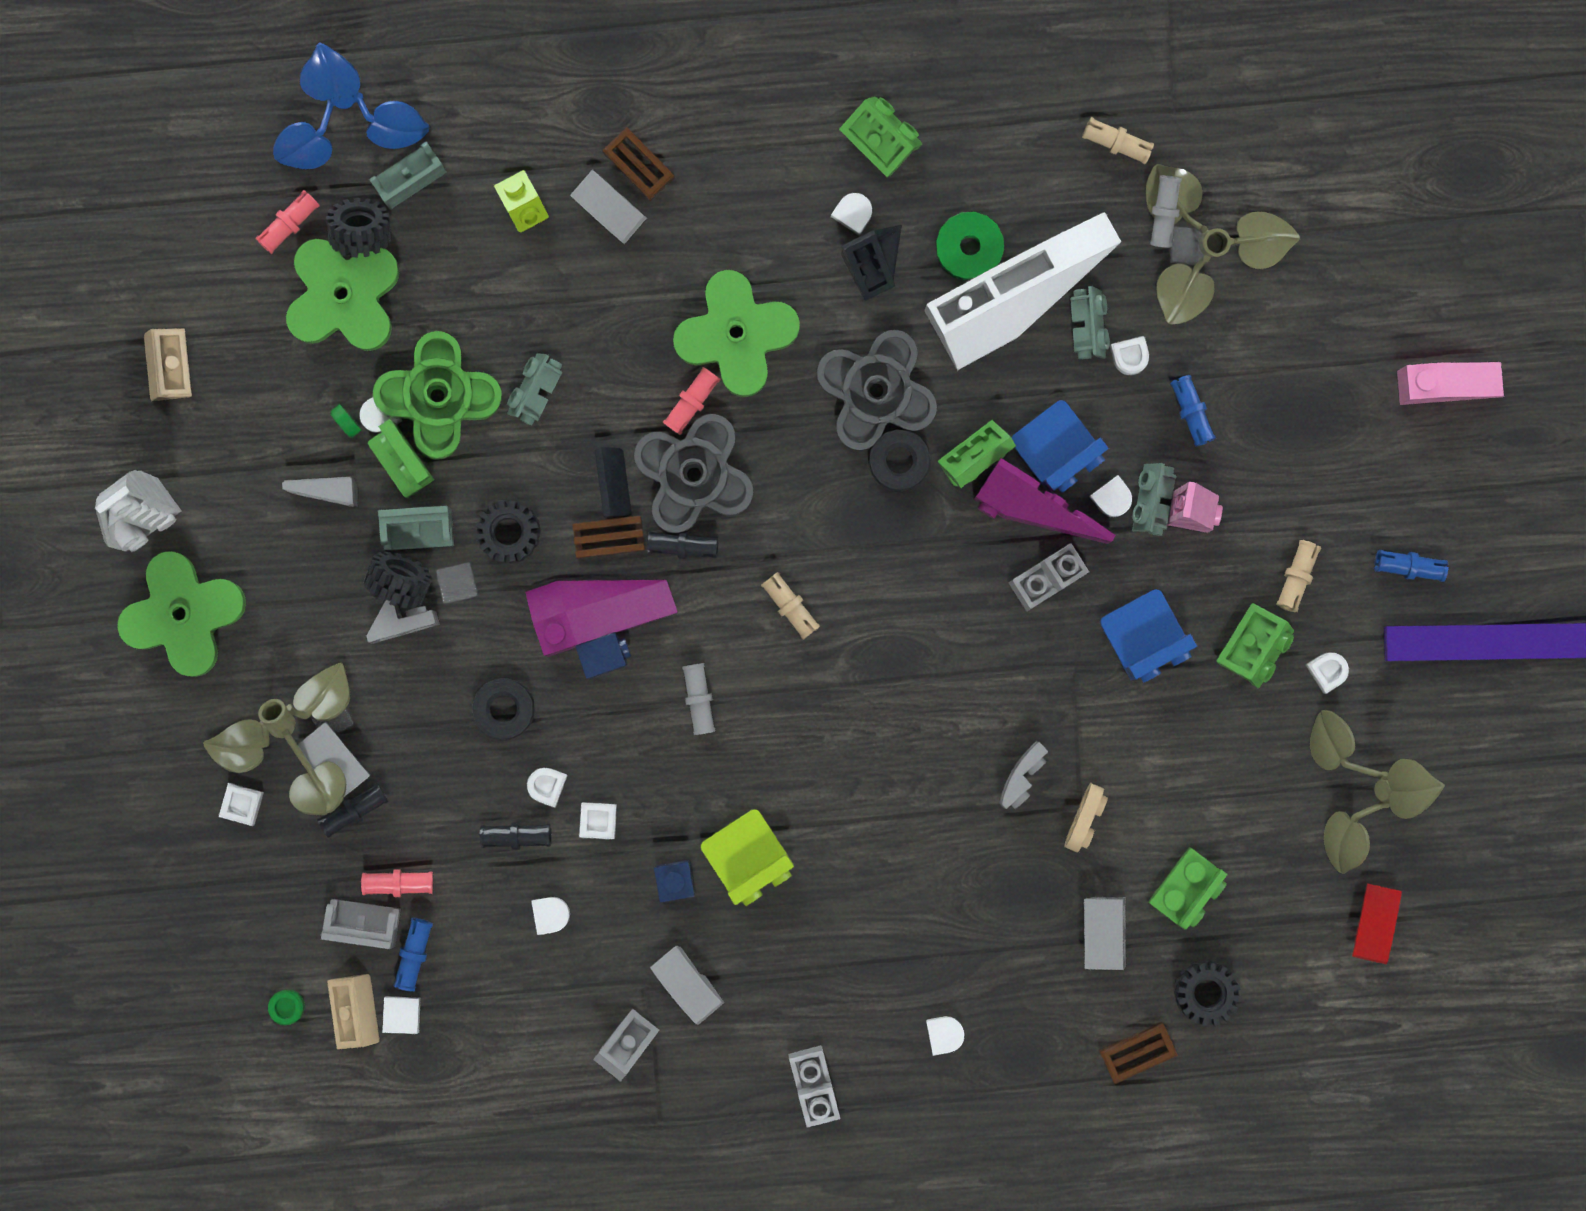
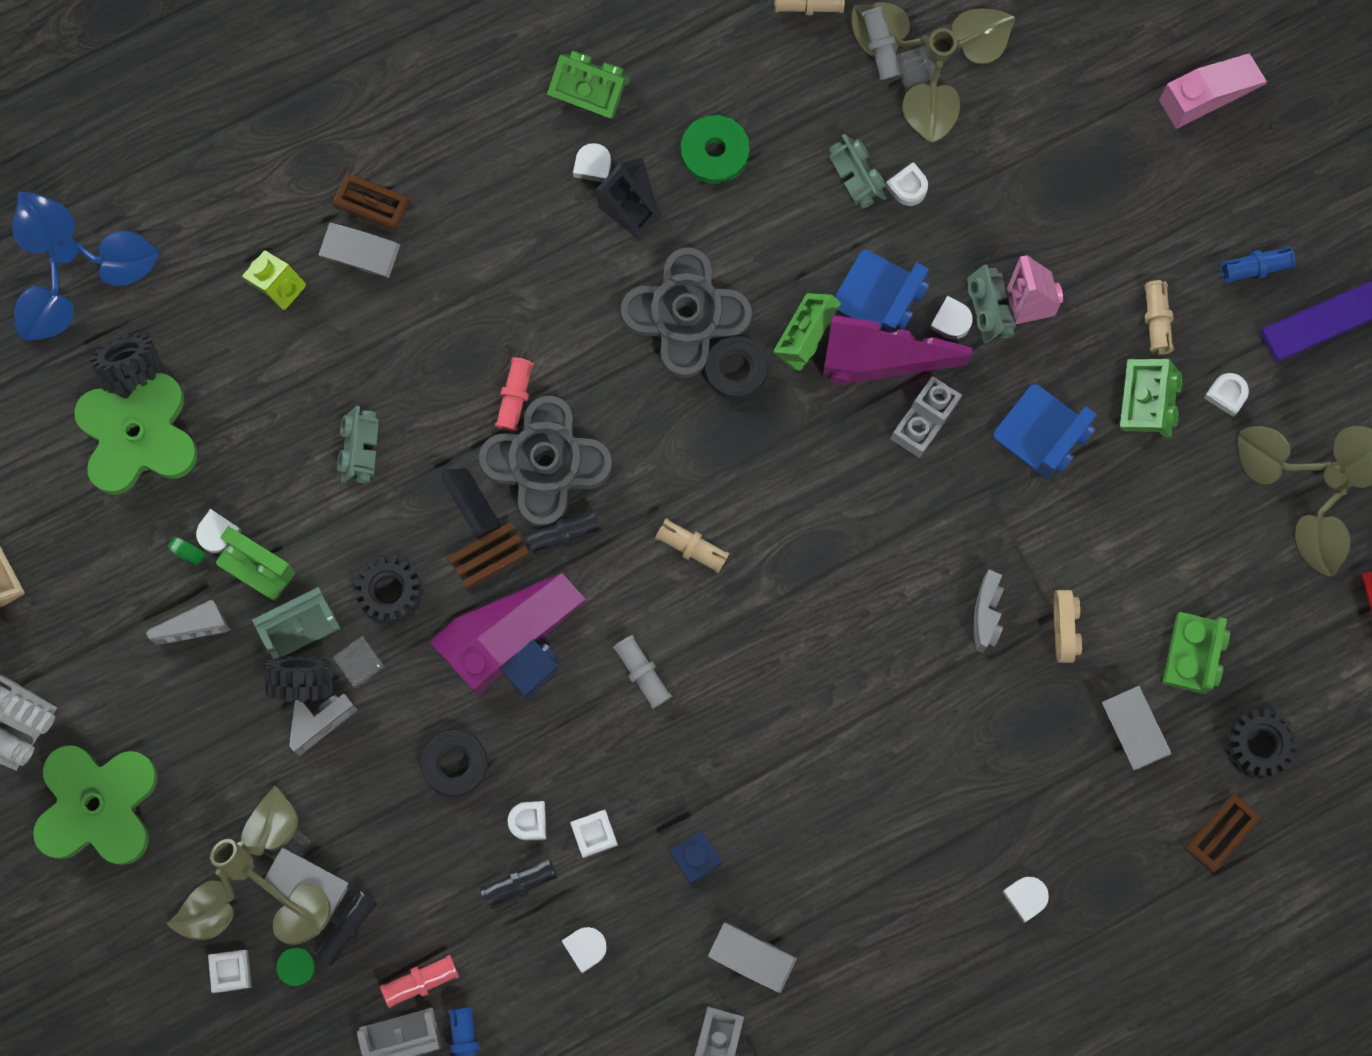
camera: 20 degrees left, 10 degrees down
(287, 221) = (55, 389): coral pin -> none
(298, 826) = (296, 966): none -> green tile
(408, 176) = (156, 300): sand green hinge -> none
(437, 368) = (258, 466): bright green plant -> none
(740, 359) = (543, 336): bright green plant -> none
(747, 857) = (756, 804): lime bracket -> none
(814, 1086) = (922, 1005): light grey slope -> none
(1017, 292) = (776, 171): white wedge -> none
(1193, 410) = (989, 209): blue pin -> none

